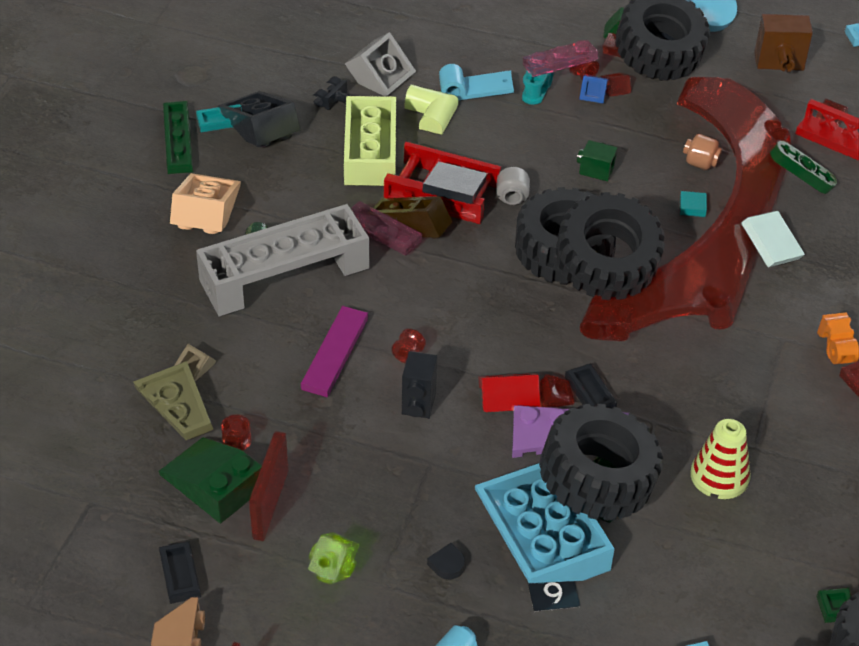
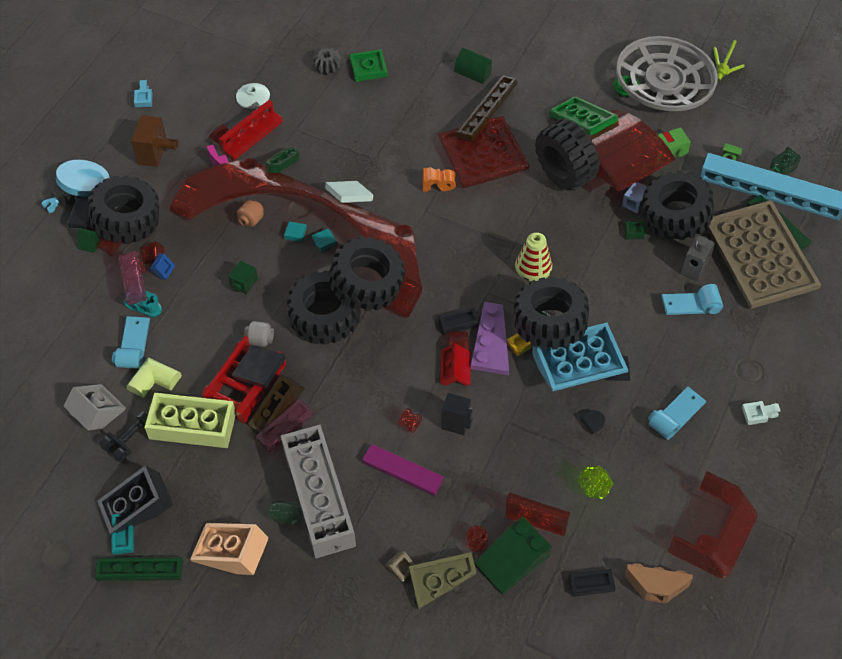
camera: 80 degrees left, 10 degrees up
(687, 232) = (324, 240): none -> teal tile
(787, 108) = (213, 156): none -> dark pink slope

